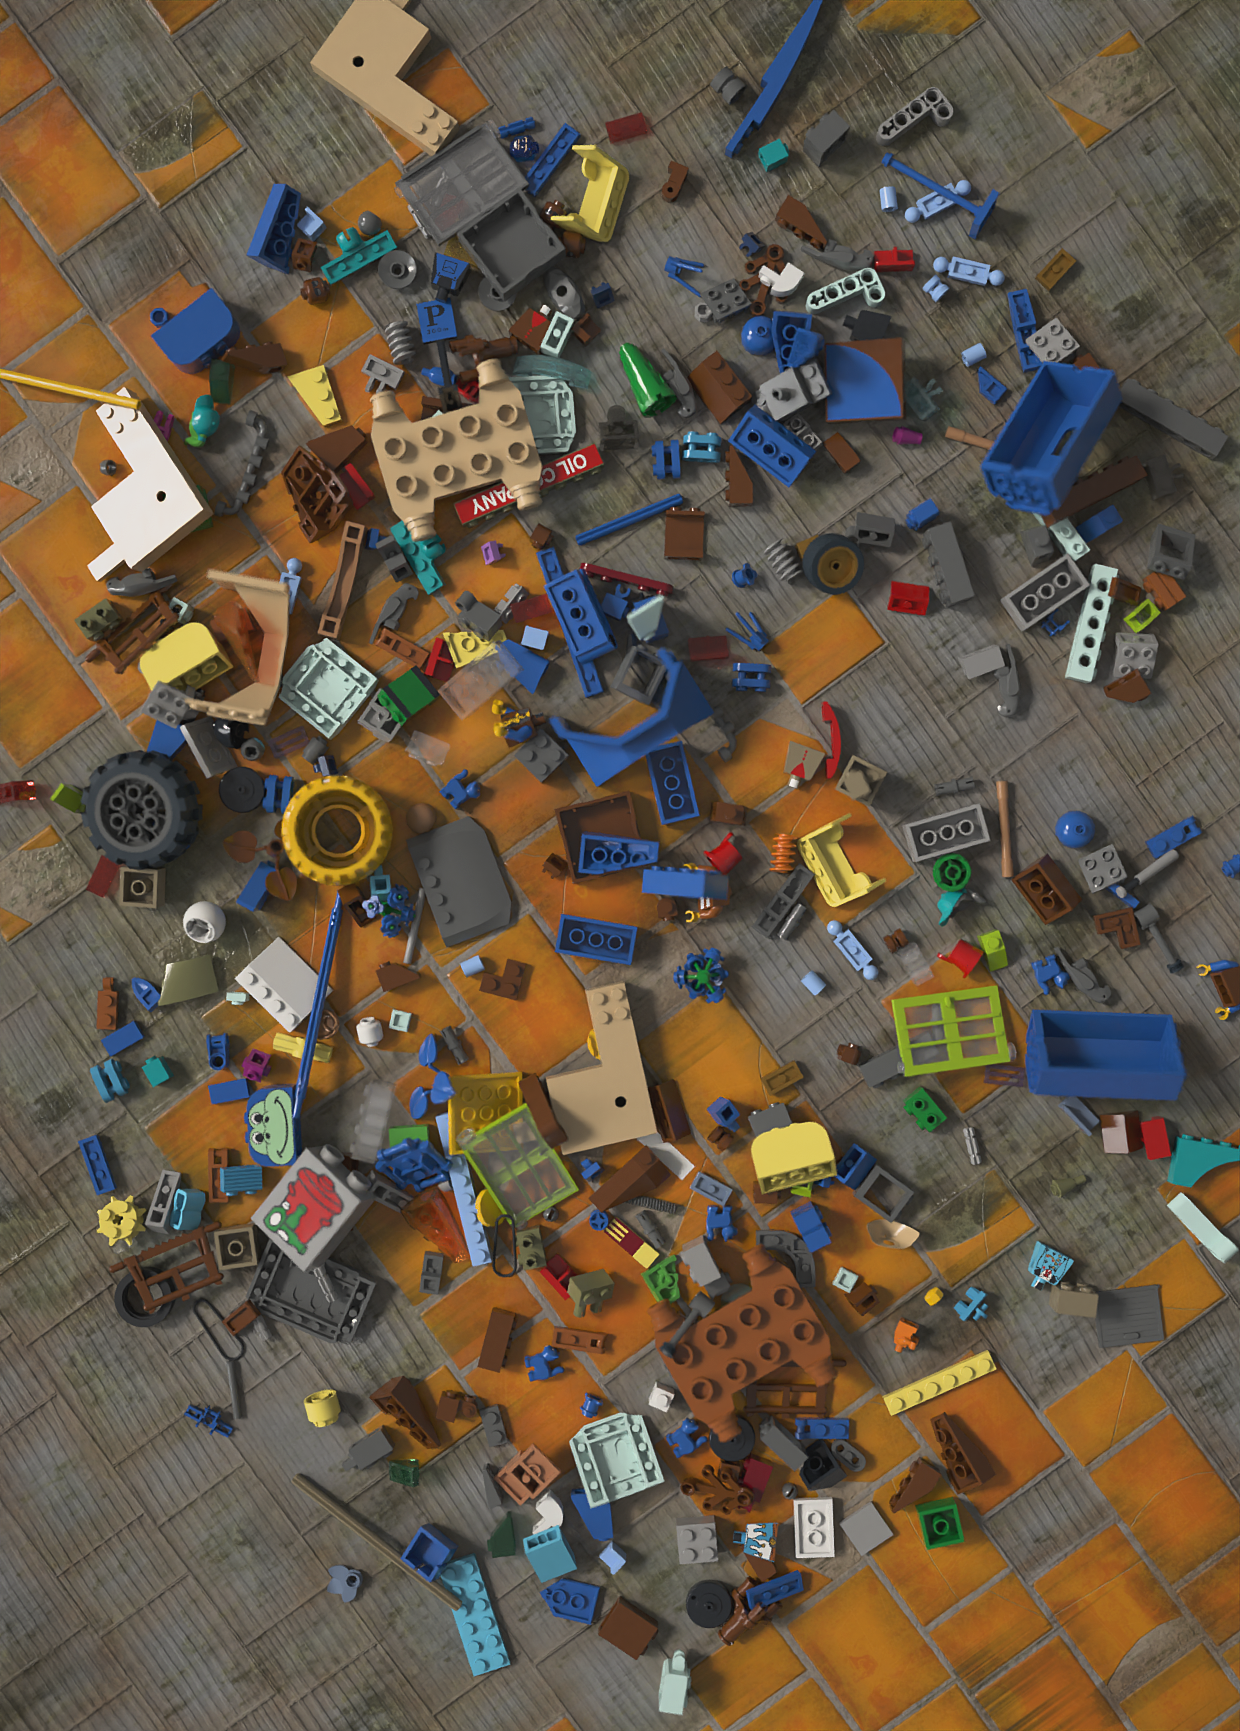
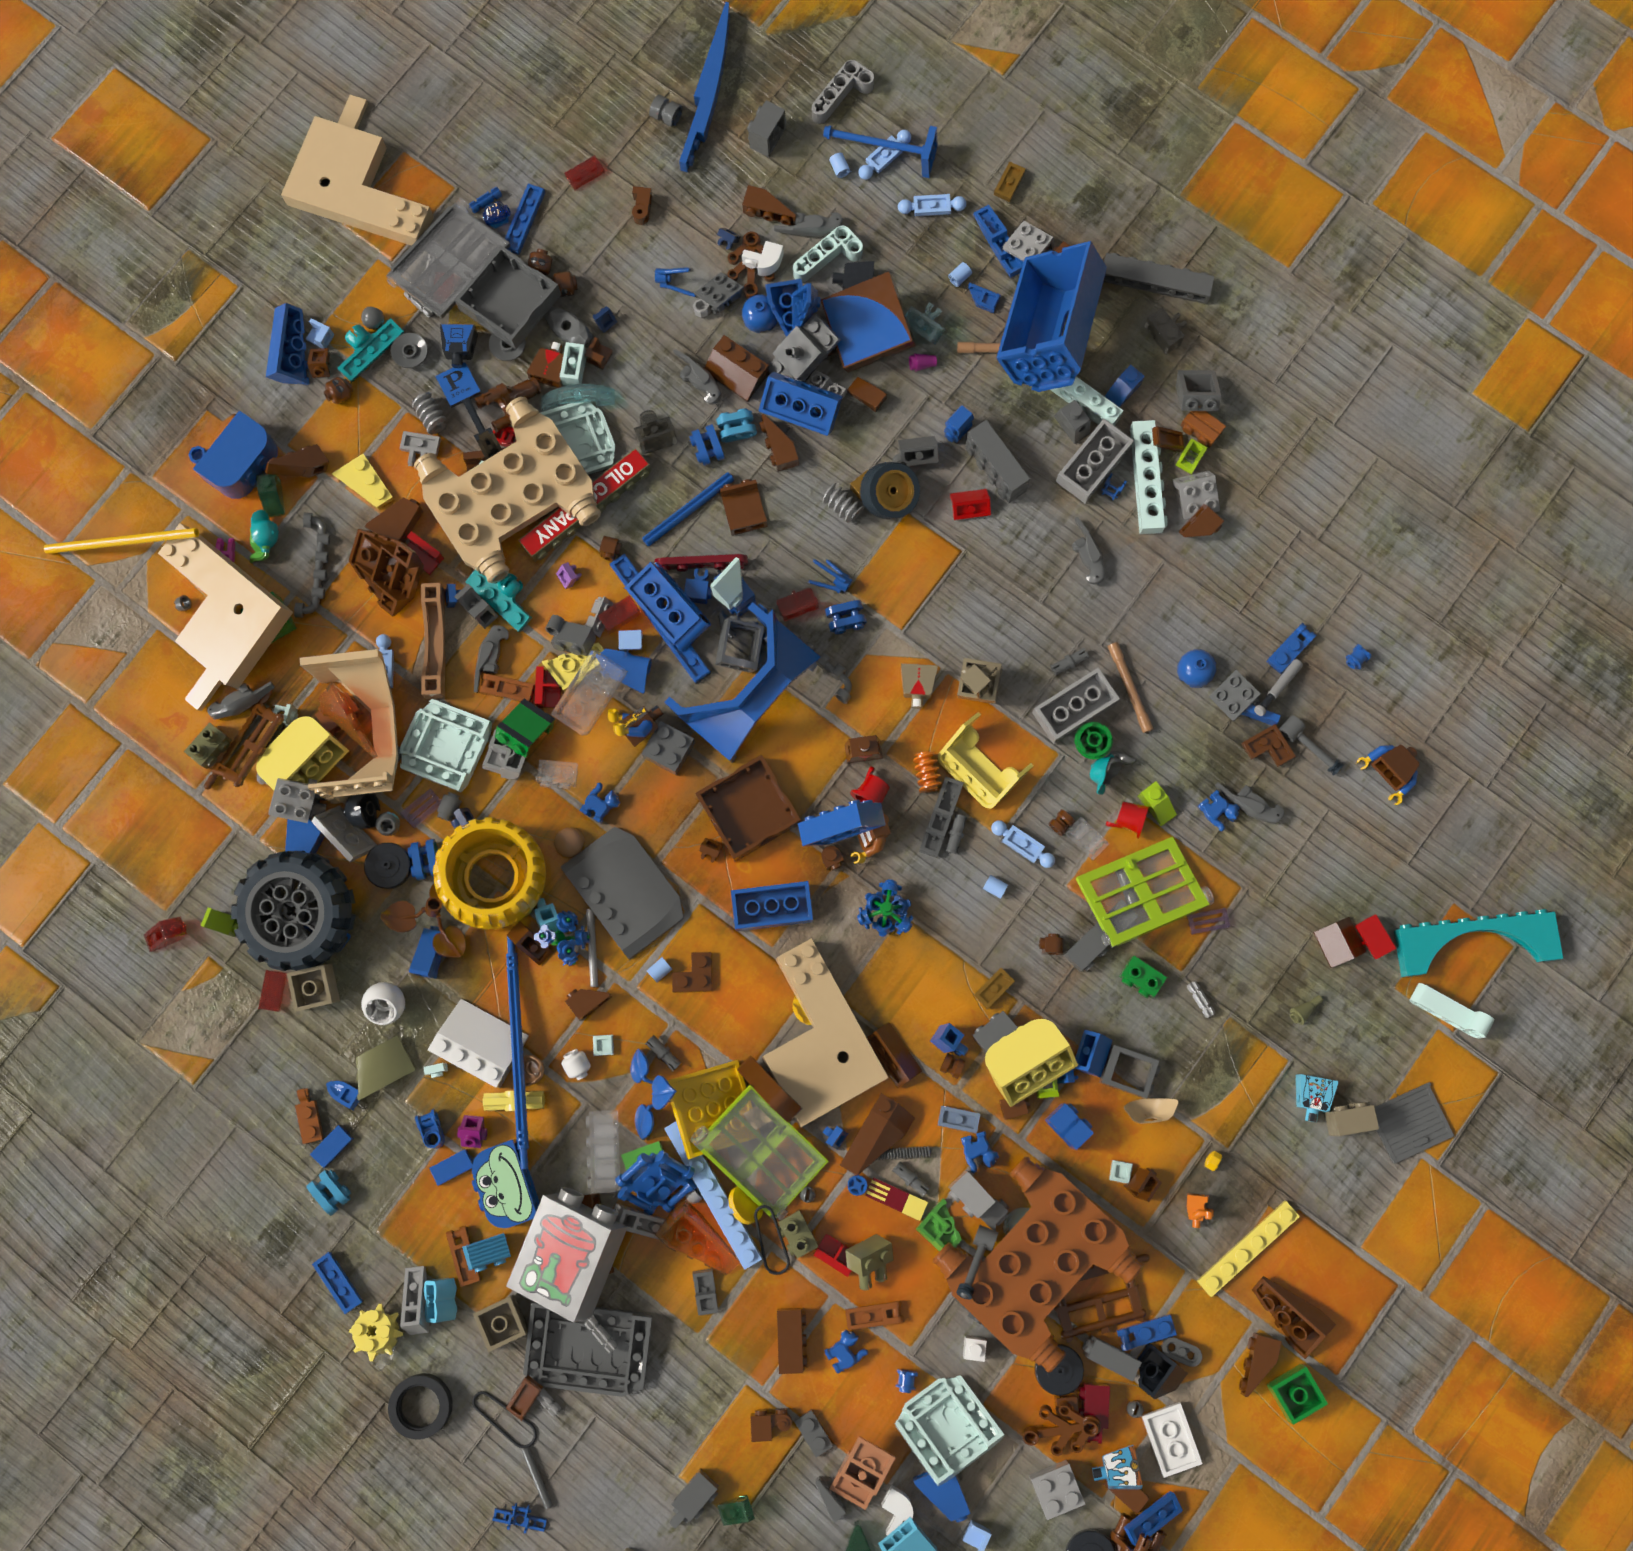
camera: 15 degrees left, 10 degrees down
(157, 1070) = (374, 1167): teal brick -> none
(183, 1291) = (414, 1391): reddish brown piece -> none
(322, 1407) = (633, 1467): light yellow piece -> none
(404, 1404) = (714, 1437): reddish brown wedge -> none
(436, 377) = (469, 431): blue plant -> none
(602, 197) = (581, 234): light yellow windscreen -> none
(612, 852) = (761, 818): blue wedge -> none
(646, 384) = (668, 383): green cone -> none
(667, 1154) = (907, 1099): white sticker -> none
(672, 783) = (800, 736): blue brick -> none
(684, 1439) = (1010, 1386): blue animal -> none
(744, 576) = (810, 528): blue brick -> none
(773, 155) = (724, 157): teal brick -> none
(796, 1248) = (1062, 1154): dark grey plate -> none
(829, 716) = (930, 632): red slope -> none
(866, 1528) = (1225, 1424): light grey tile -> none
(893, 260) = (861, 215): red panel -> none
(939, 291) = (907, 227): light blue wheel -> none
(966, 1311) = (1250, 1166): dark azure hips -> none
(981, 661) = (1057, 540): light grey hinge -> none
(1046, 889) = (1188, 731): reddish brown slope -> none
(1078, 1114) = (1293, 937): sand blue panel -> none
(1097, 488) = (1109, 356): reddish brown brick -> none
(1103, 1055) = (1296, 868): blue panel -> none

